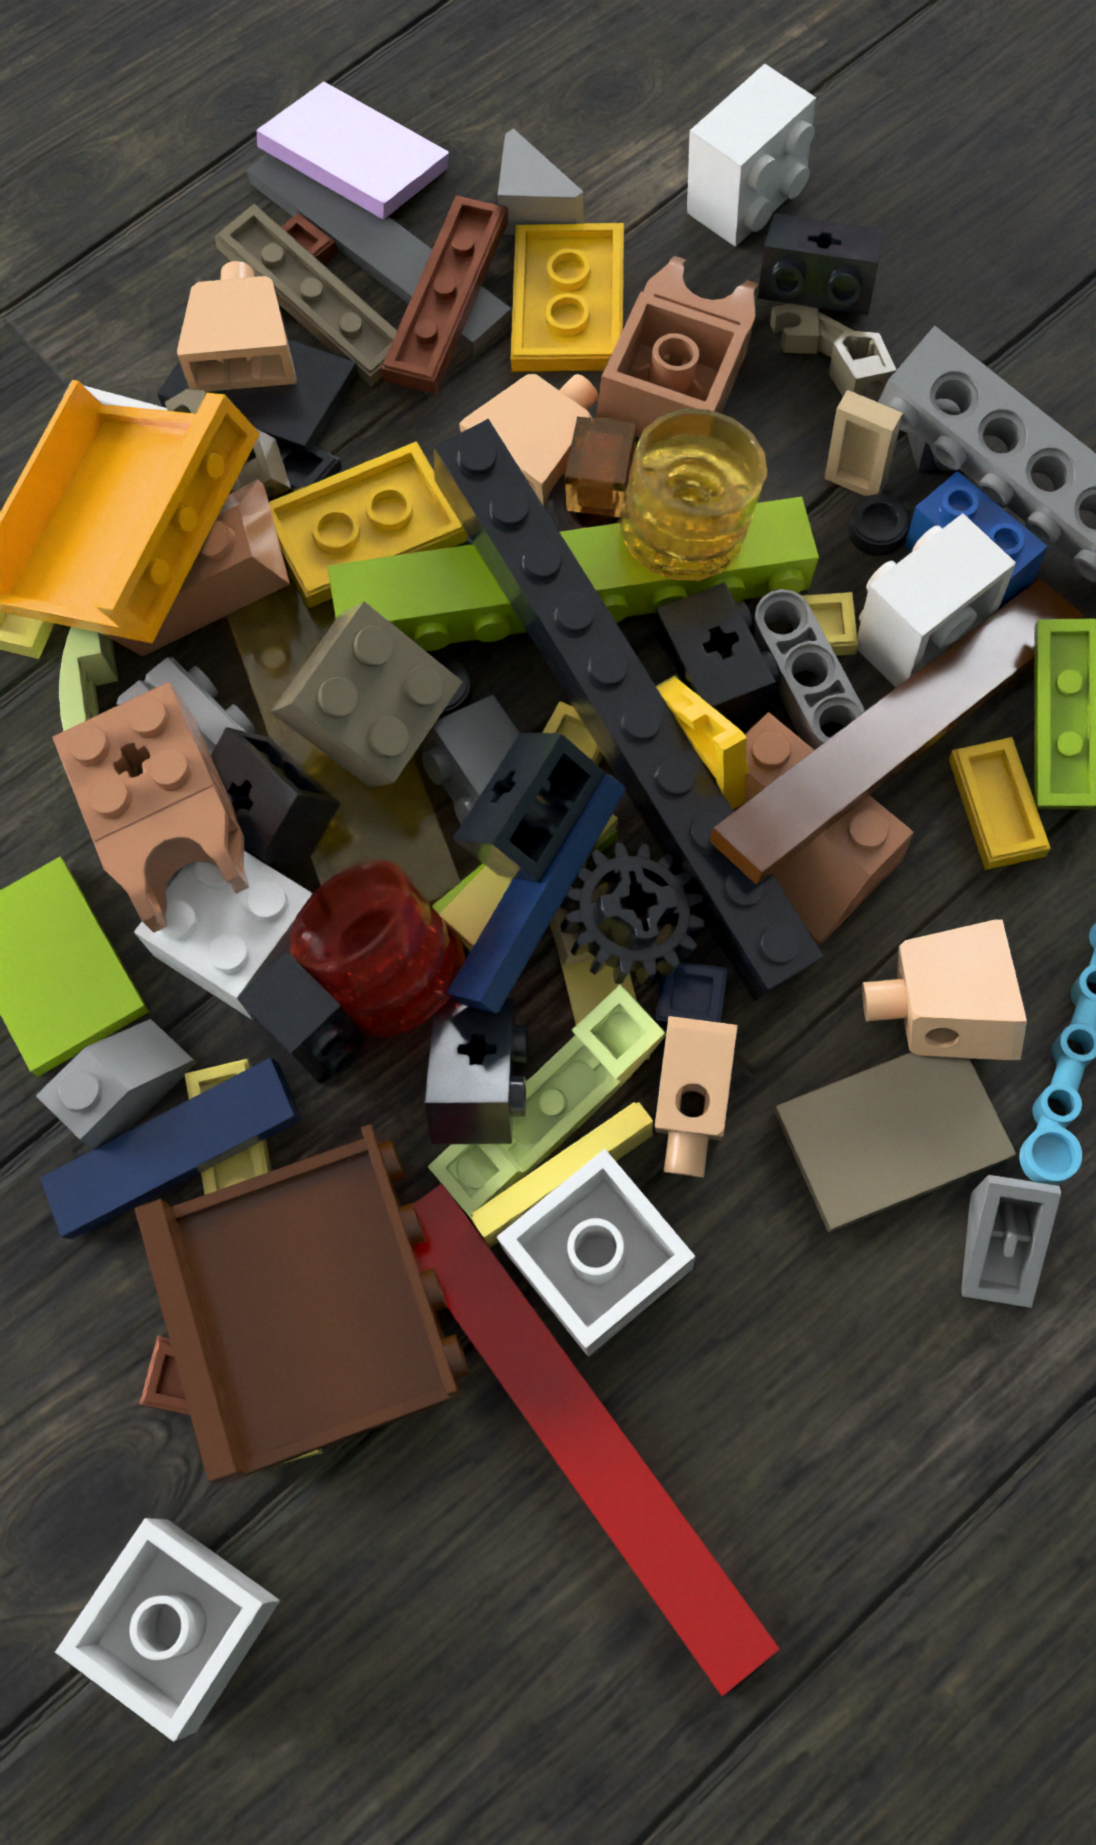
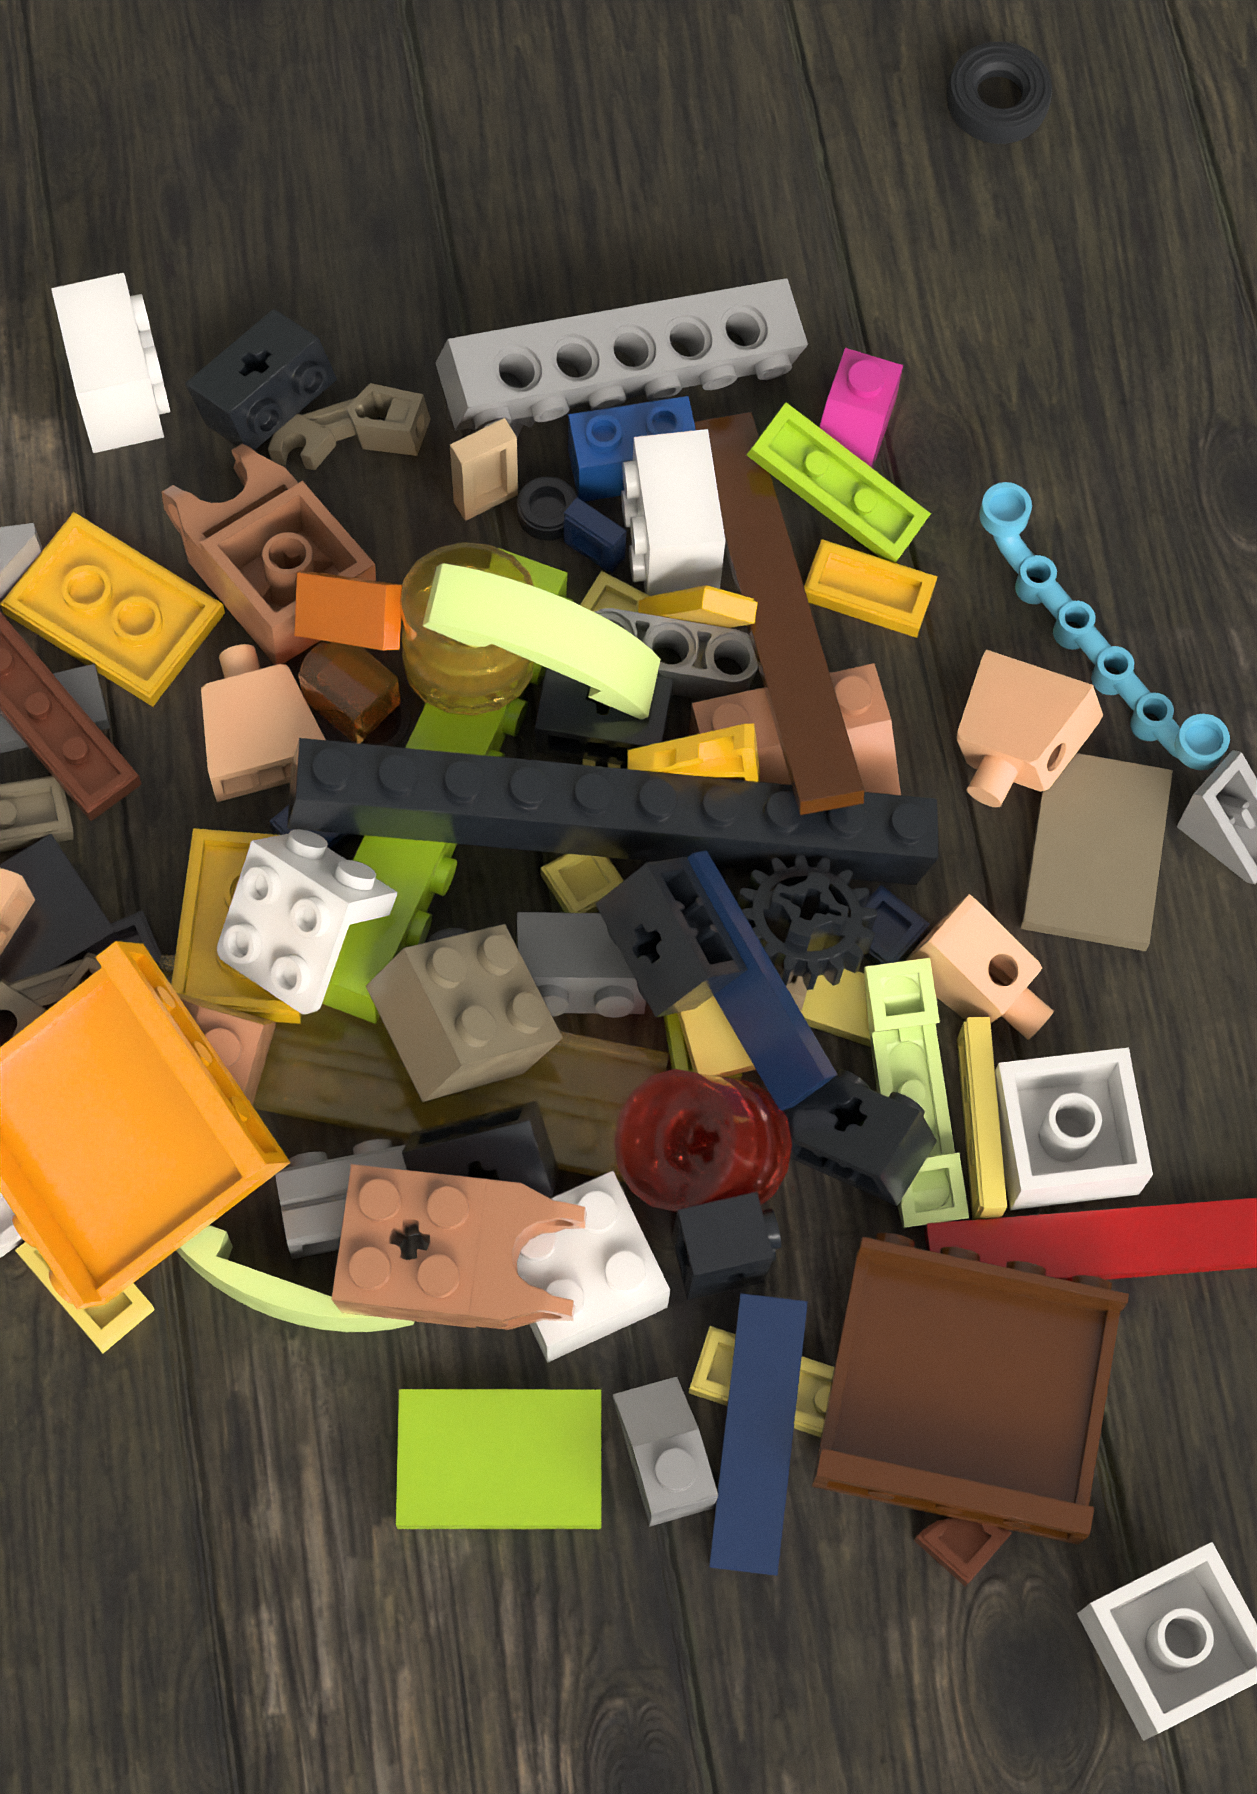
camera: 70 degrees left, 0 degrees up
(381, 516) = (295, 915): none -> white bracket
(640, 402) = (348, 610): none -> orange tile
(715, 543) = (546, 630): none -> yellowish green slope
(859, 668) = (703, 606): none -> yellow tile
(874, 554) = (594, 535): none -> dark blue tile

